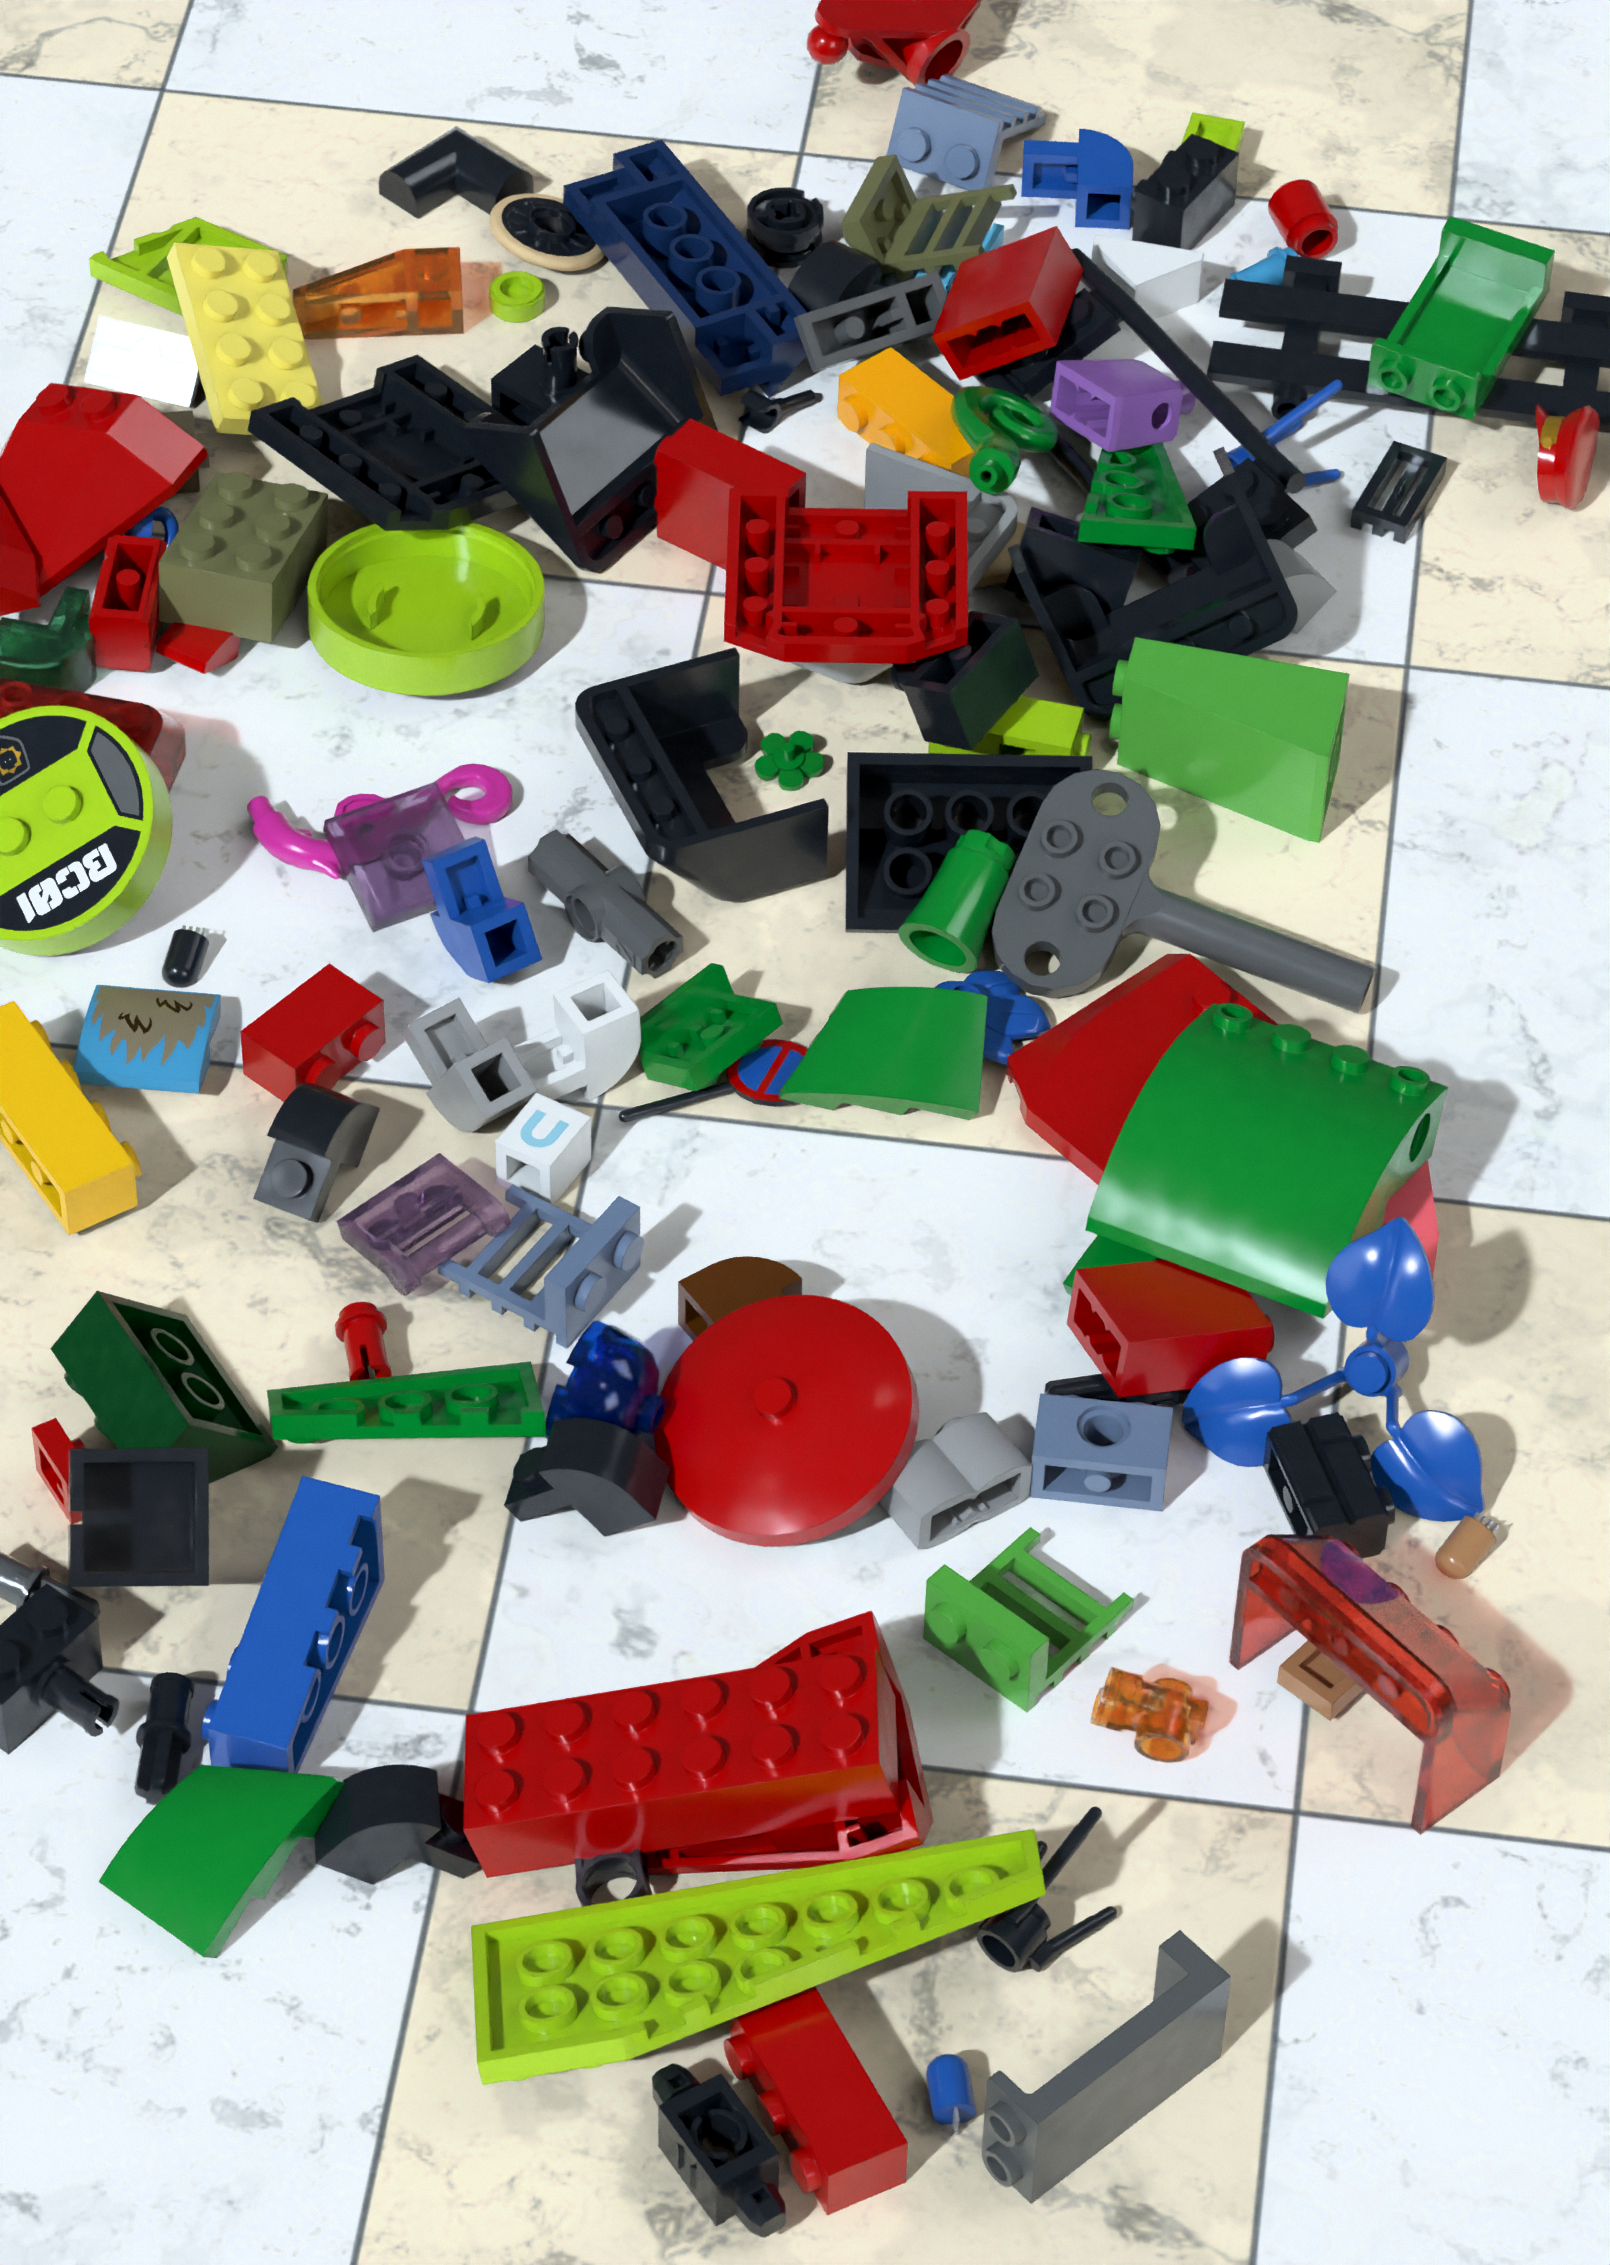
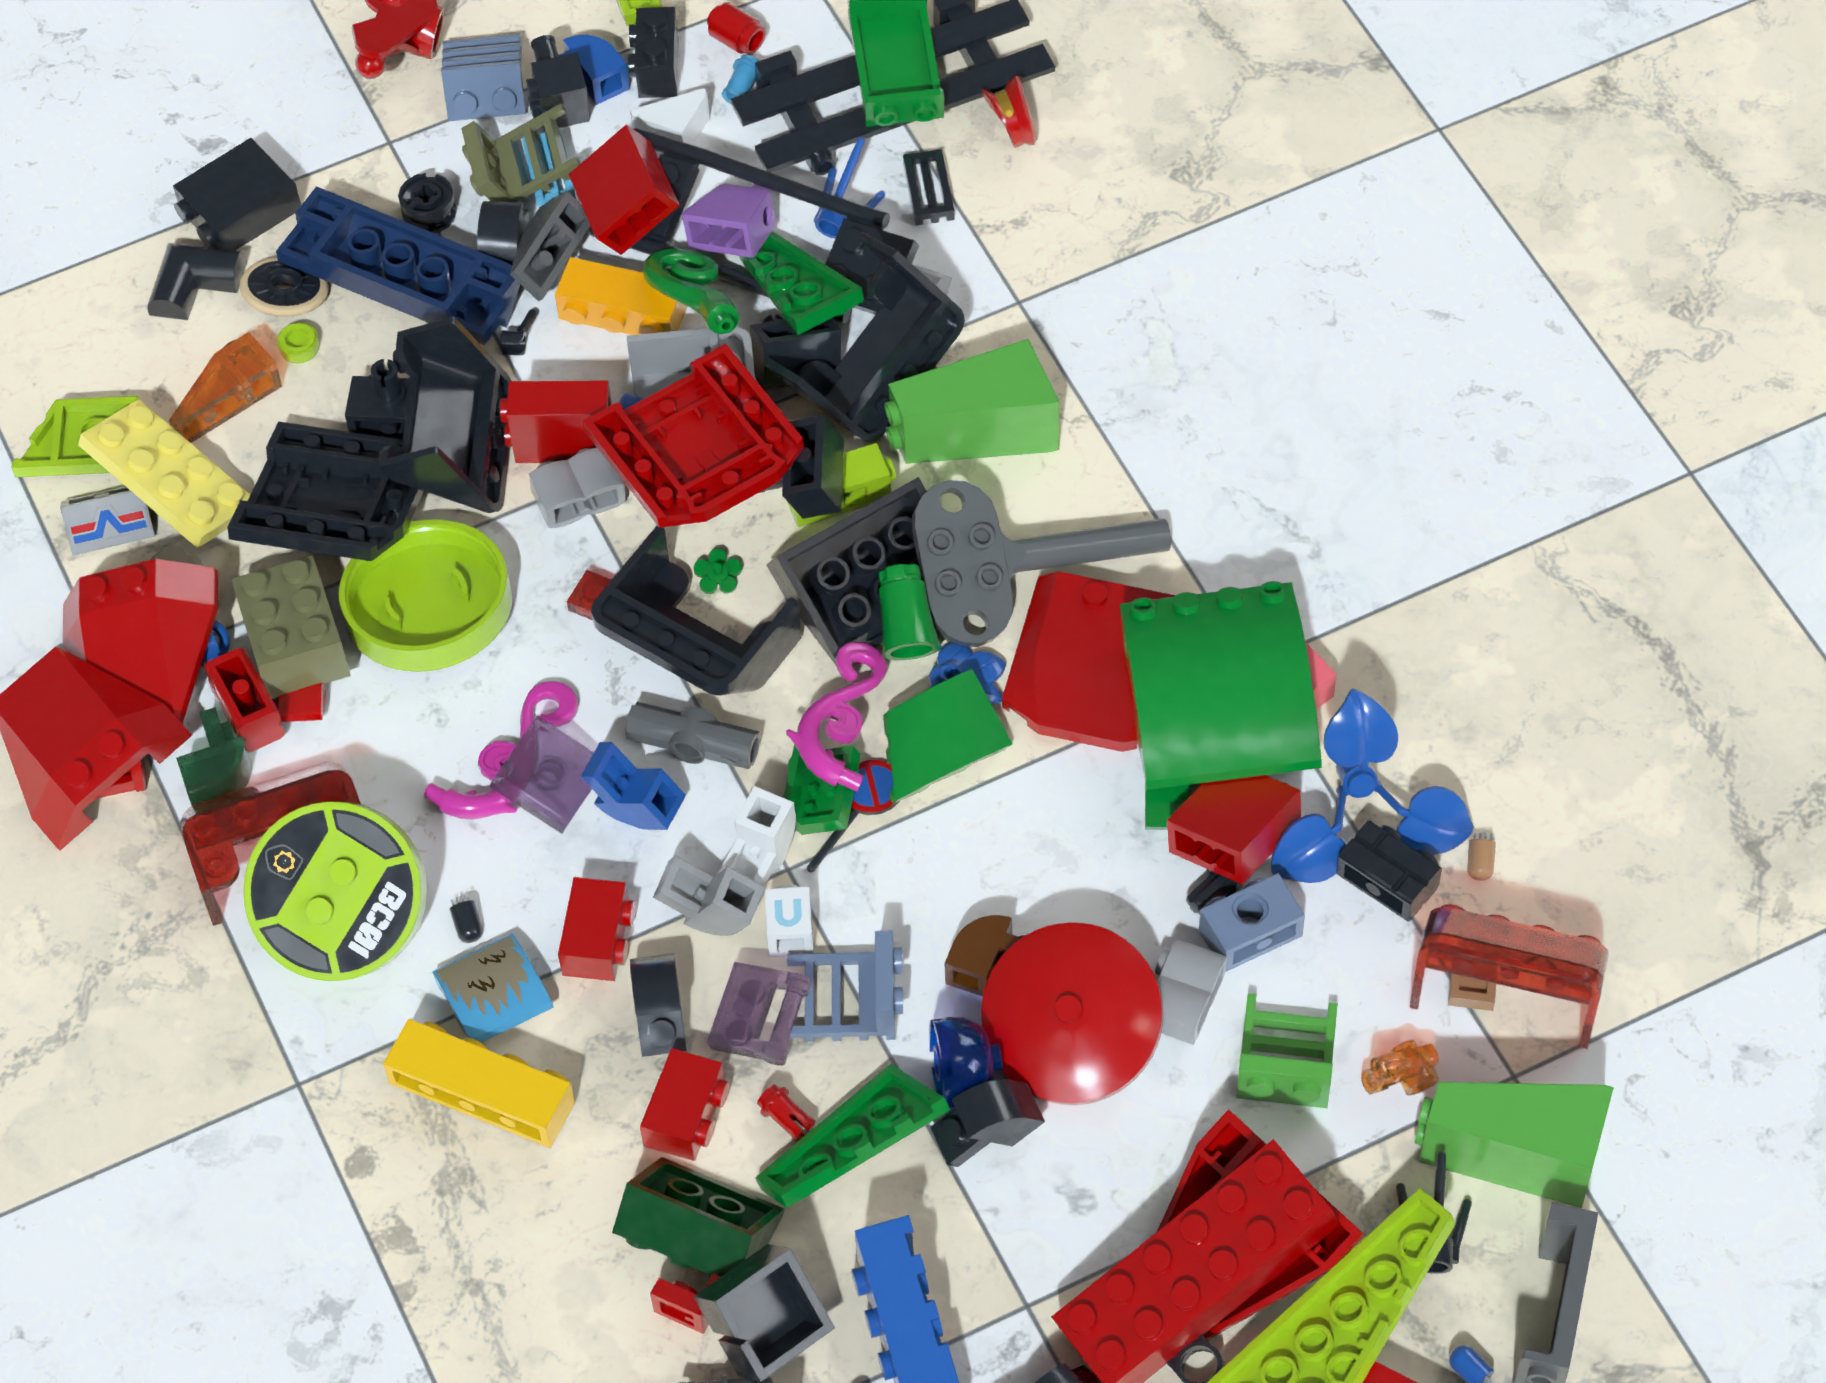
camera: 30 degrees left, 10 degrees up
(252, 1269) = (684, 1104): none -> red piece
(569, 116) = (236, 197): none -> black brick
(681, 586) = (576, 487): none -> light grey brick
(795, 971) = (848, 719): none -> dark pink plant
(1033, 160) = (557, 81): none -> black brick
(1230, 1857) = (1517, 1134): none -> bright green slope

